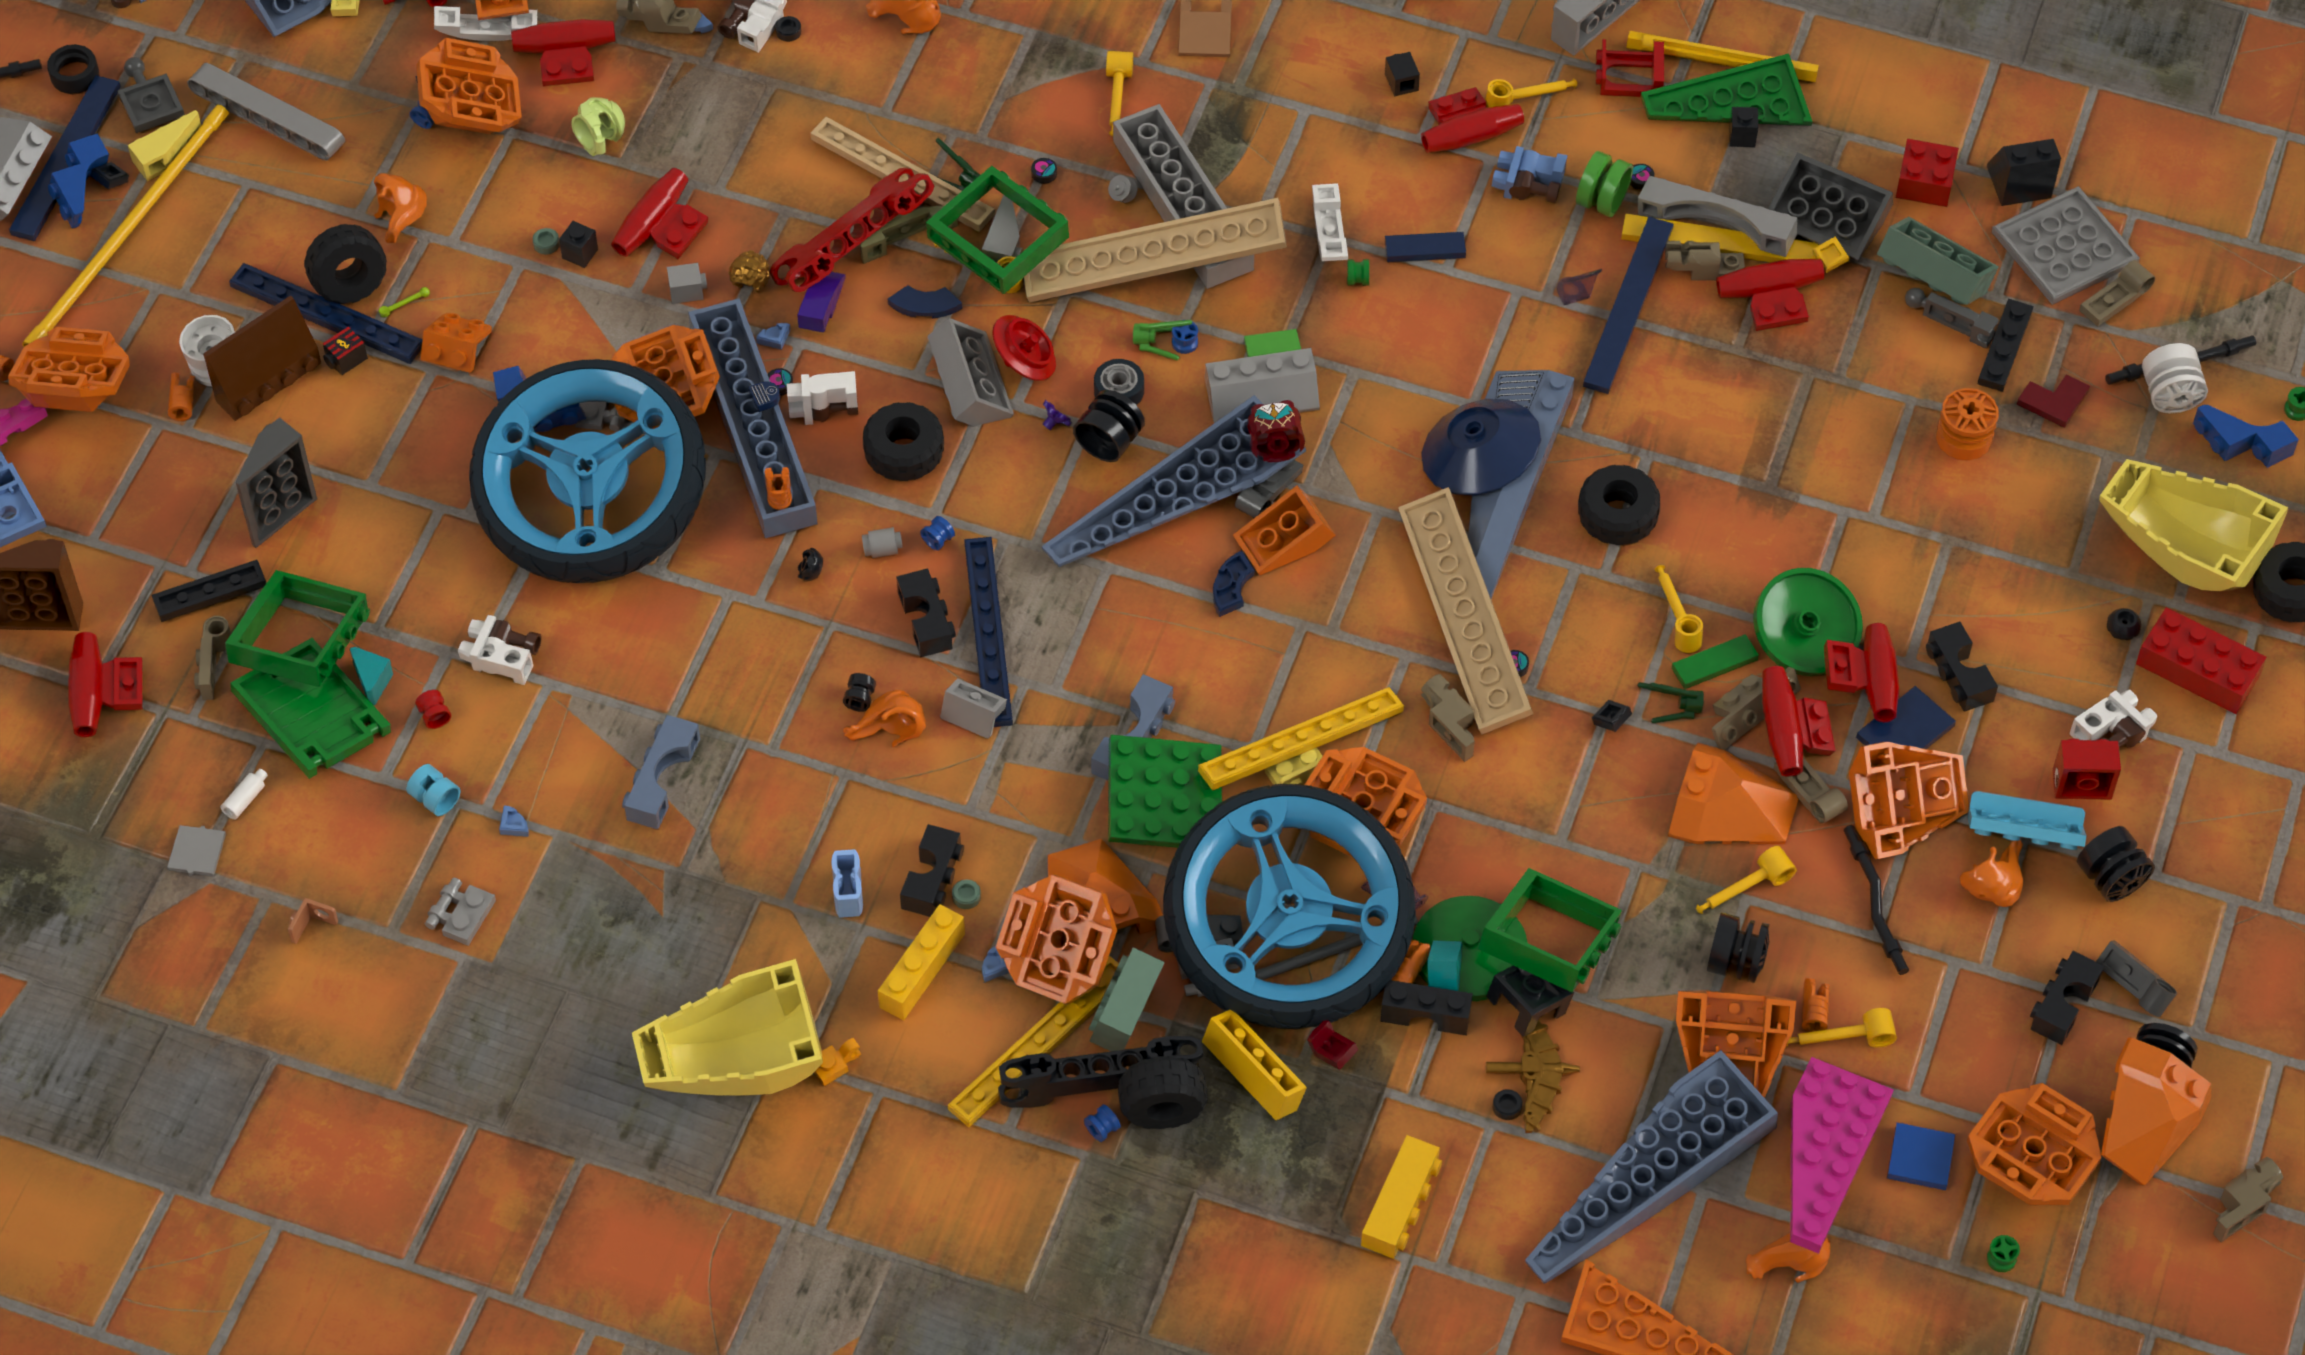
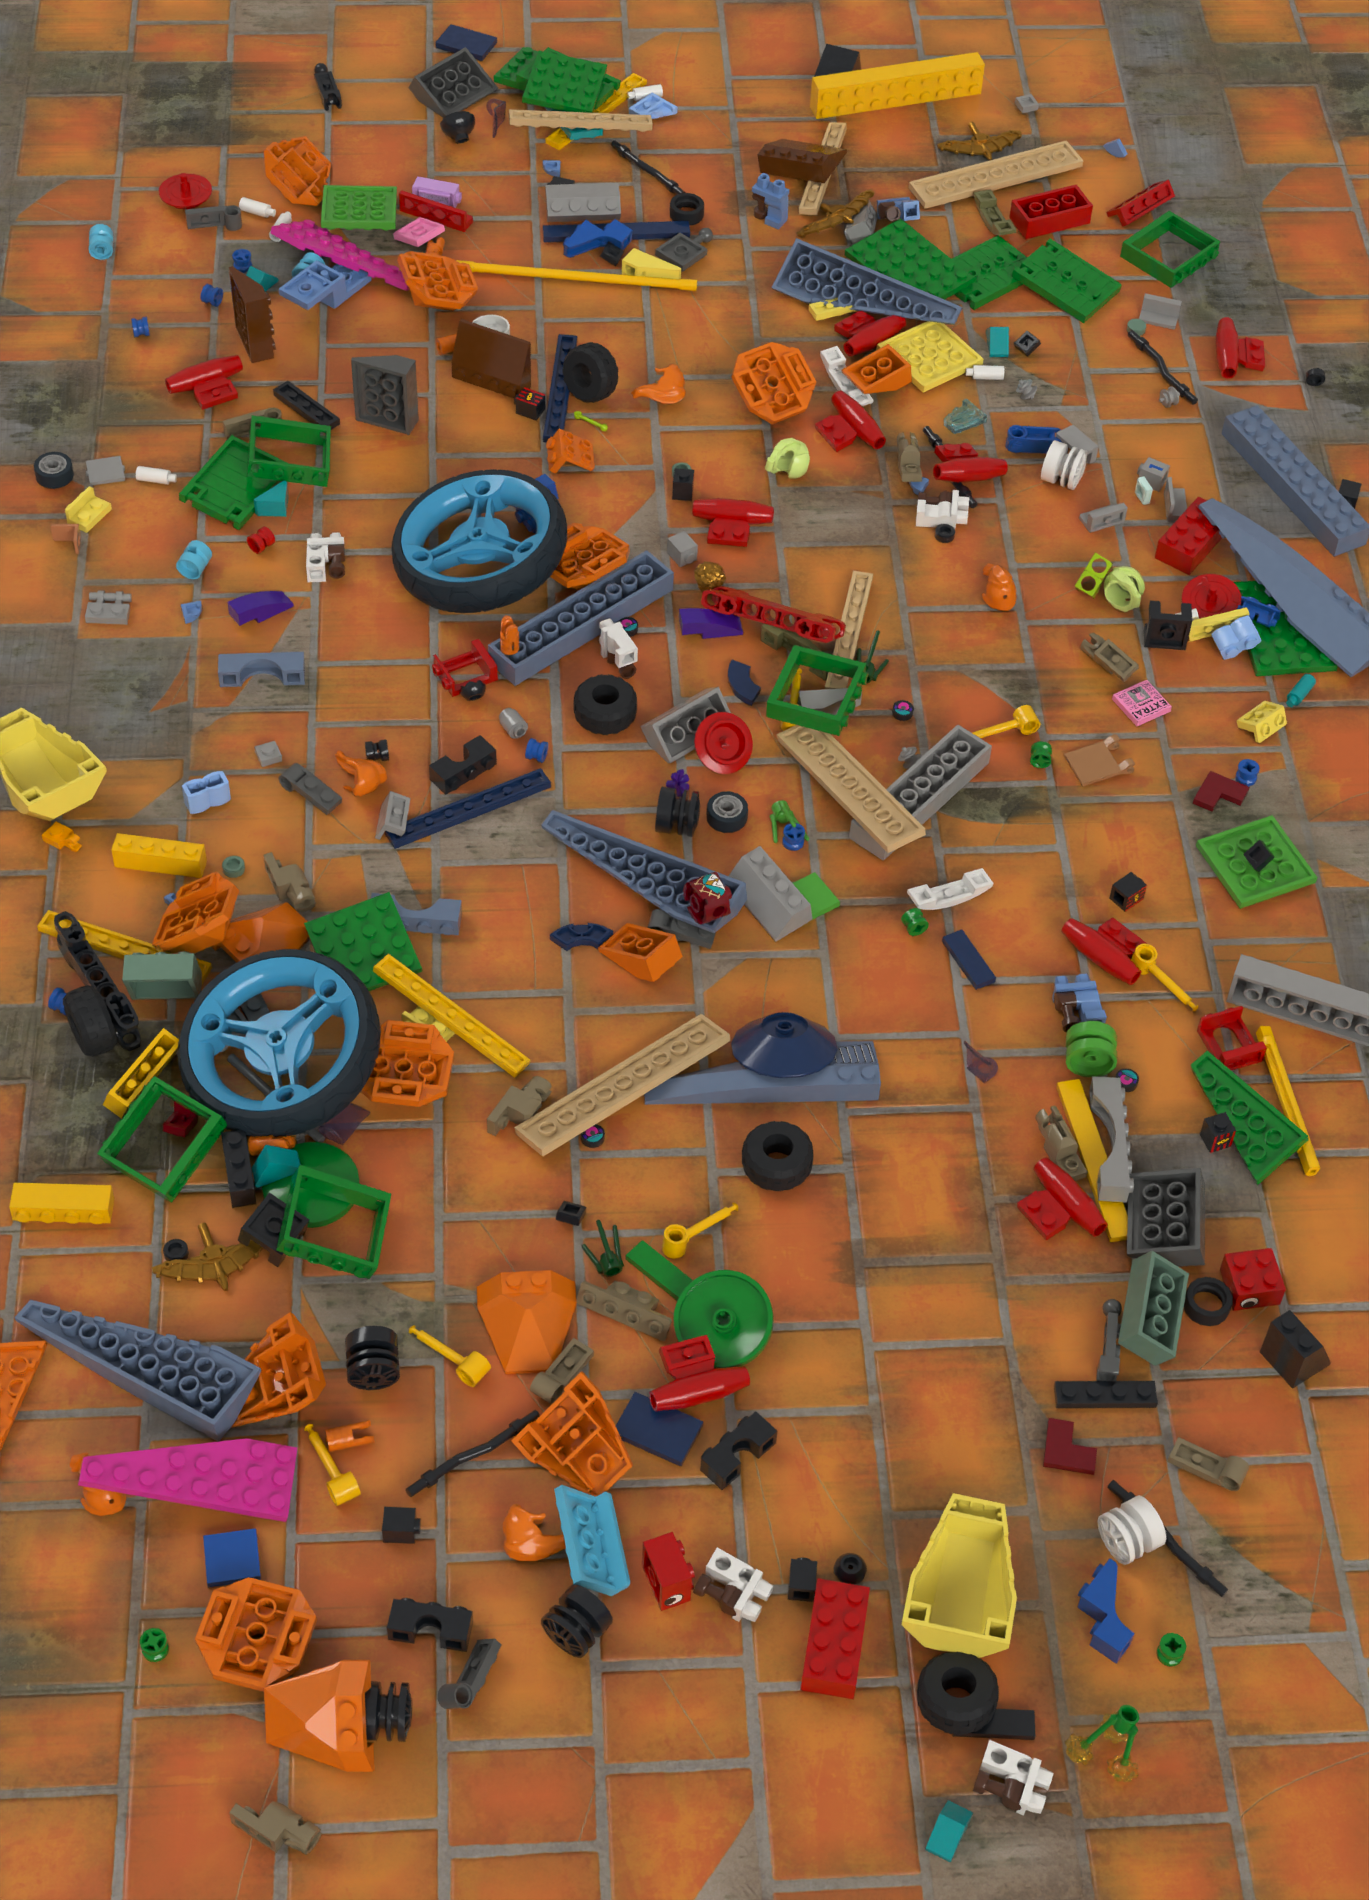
camera: 65 degrees right, 5 degrees down
(168, 892) = (53, 470): none -> black wheel
(266, 111) = (706, 304): light grey beam -> none
(270, 888) = (87, 510): none -> light yellow bracket
(551, 745) = (258, 606): none -> dark purple slope
(762, 540) = (477, 655): none -> red panel
(764, 395) = (592, 610): dark blue tile -> none
(774, 336) = (667, 613): medium blue tile -> none
(801, 807) = (268, 753): none -> light grey plate
(882, 777) = (310, 787): none -> dark grey plate
(926, 891) = (257, 840): black arch -> none
(1024, 842) = (289, 883): none -> dark tan plate
(1175, 71) = (1041, 754): none -> green wheel
(1398, 1041) = (190, 1159): none -> green window
(1628, 305) = (984, 1106): dark blue tile -> none
(1793, 723) = (613, 1336): red plate -> none
(1831, 254) = (1118, 1231): yellow tile -> none
(1940, 204) = (1213, 1286): none -> black tyre
(1941, 989) = (400, 1525): none -> black brick
(1967, 424) = (992, 1381): orange wheel -> none
(2065, 245) = (1244, 1411): light grey tile -> none
(2126, 665) = (802, 1580): none -> black brick

